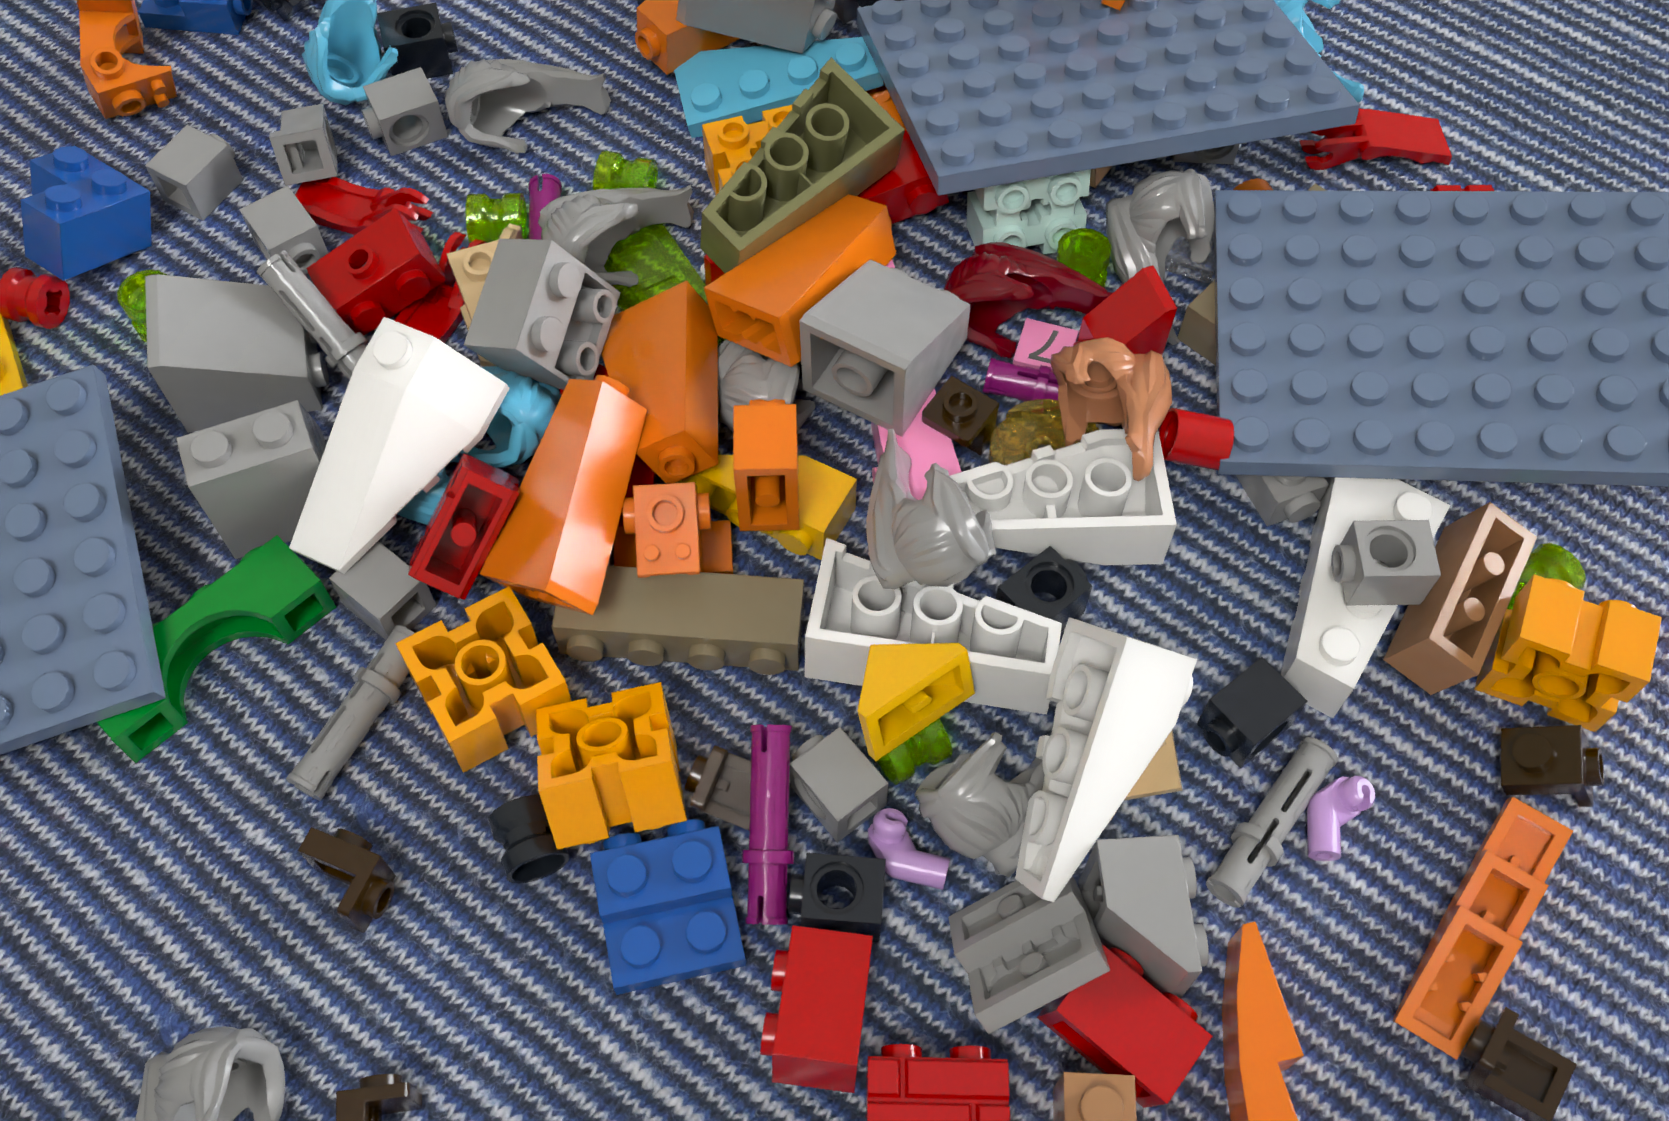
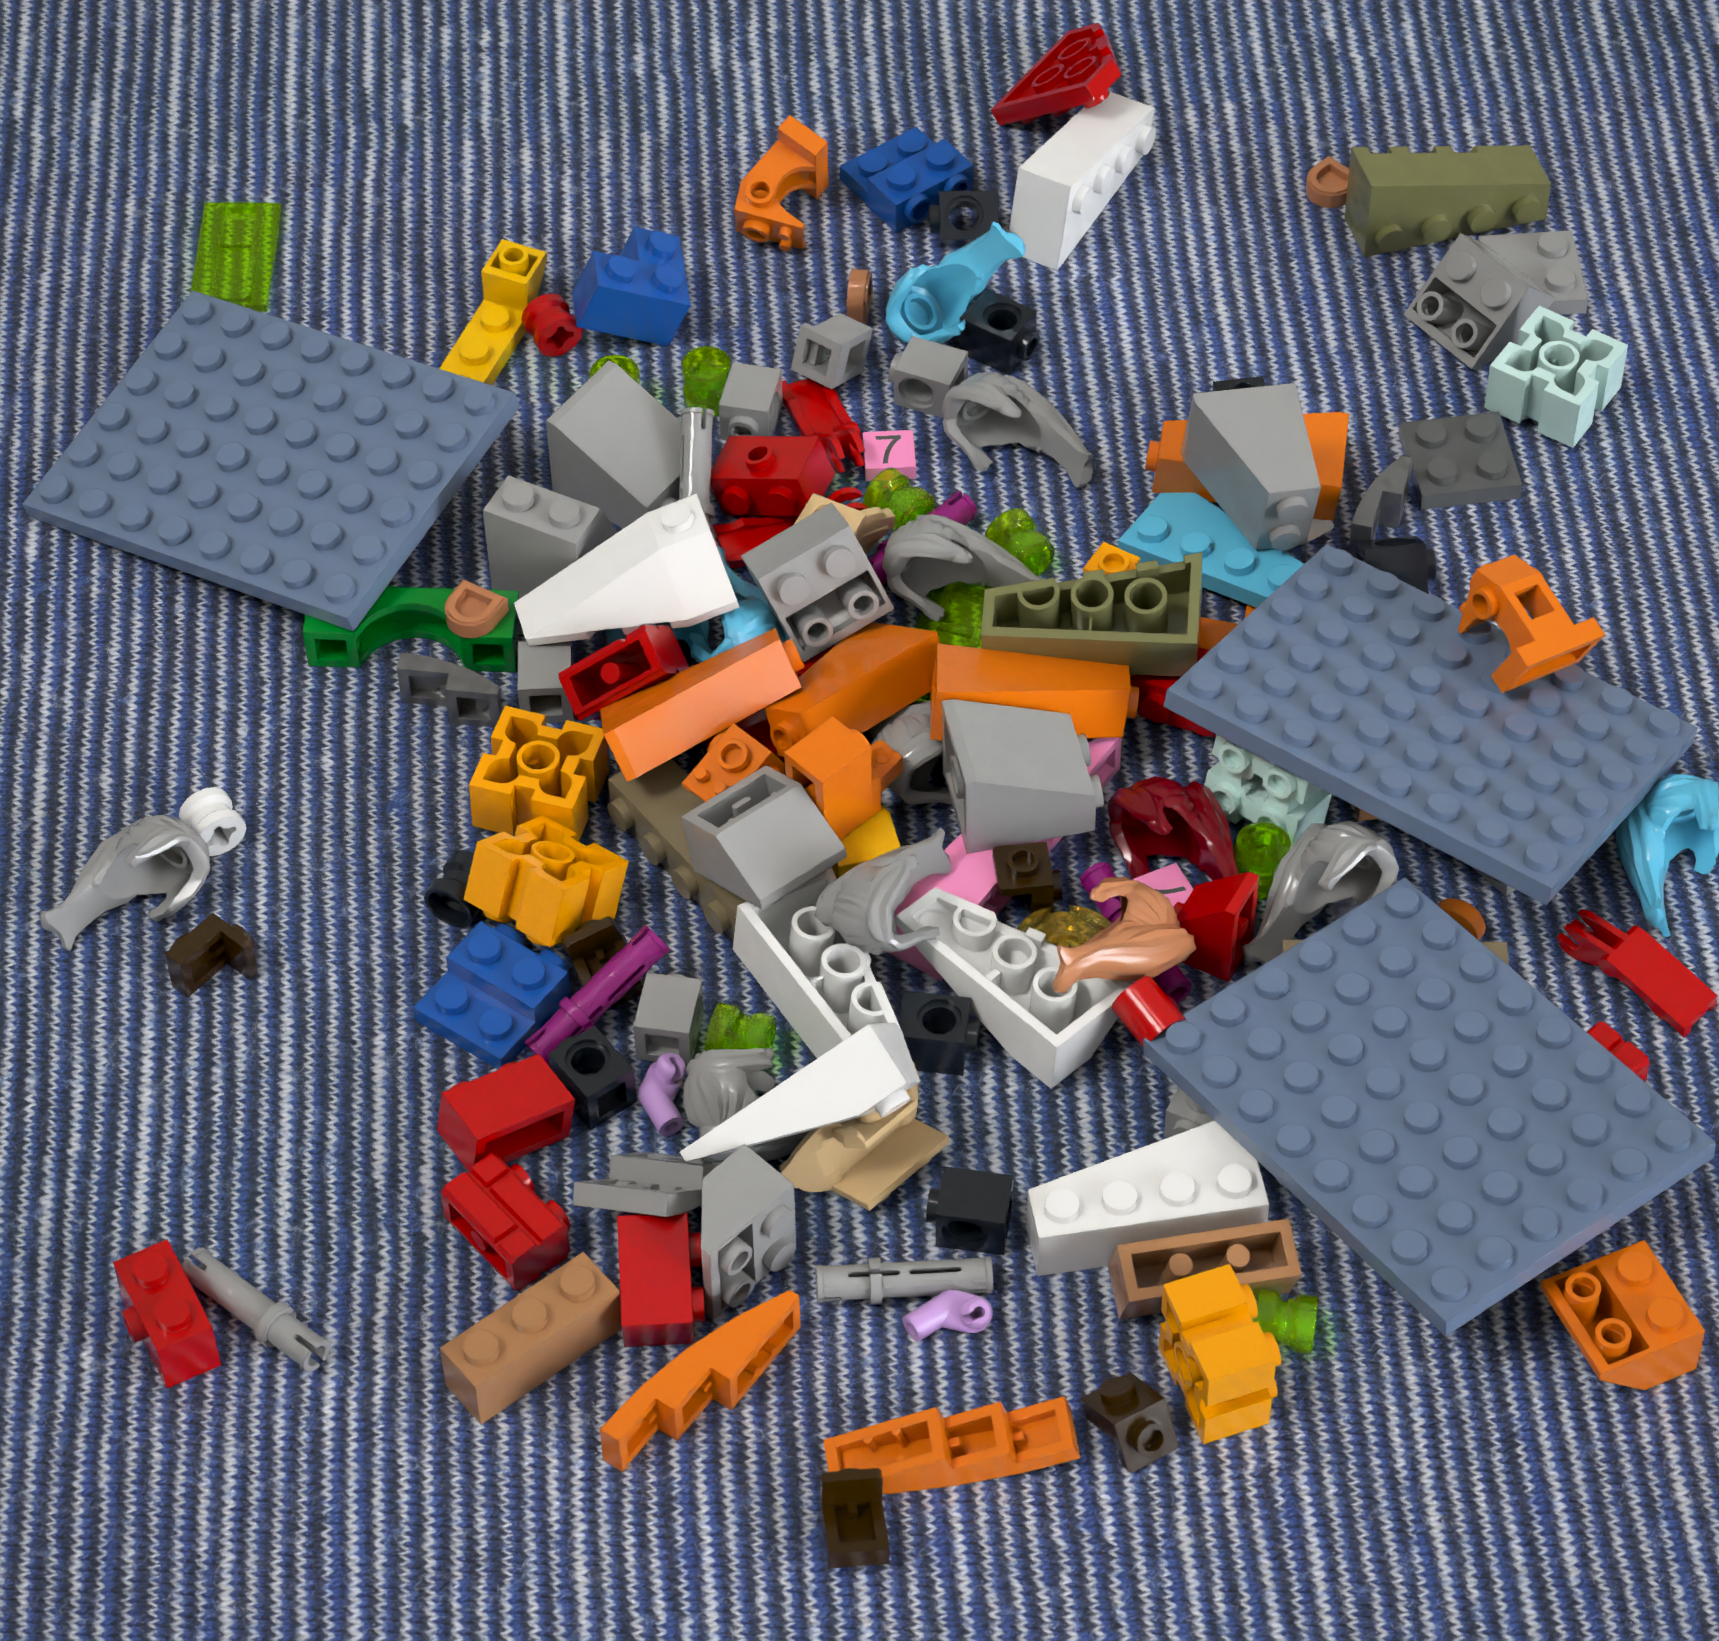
camera: 50 degrees right, 10 degrees down
(195, 172) = (745, 314): light grey brick -> none
(218, 994) = (213, 819): none -> white wheel
(226, 243) = (705, 377): none -> clear neon green wheel
(260, 584) = (474, 610): none -> nougat tile
(271, 91) = (859, 295): none -> nougat tile
(289, 673) = (436, 682): none -> flat silver slope
(349, 724) = (437, 742): light grey pin -> none
(350, 860) = (350, 833): dark brown bracket -> none
(445, 191) = (889, 450): none -> bright pink tile
(769, 563) = (761, 838): none -> light grey slope
(909, 690) = (755, 988): yellow slope -> none
(1402, 546) = (1147, 1194): light grey brick -> none

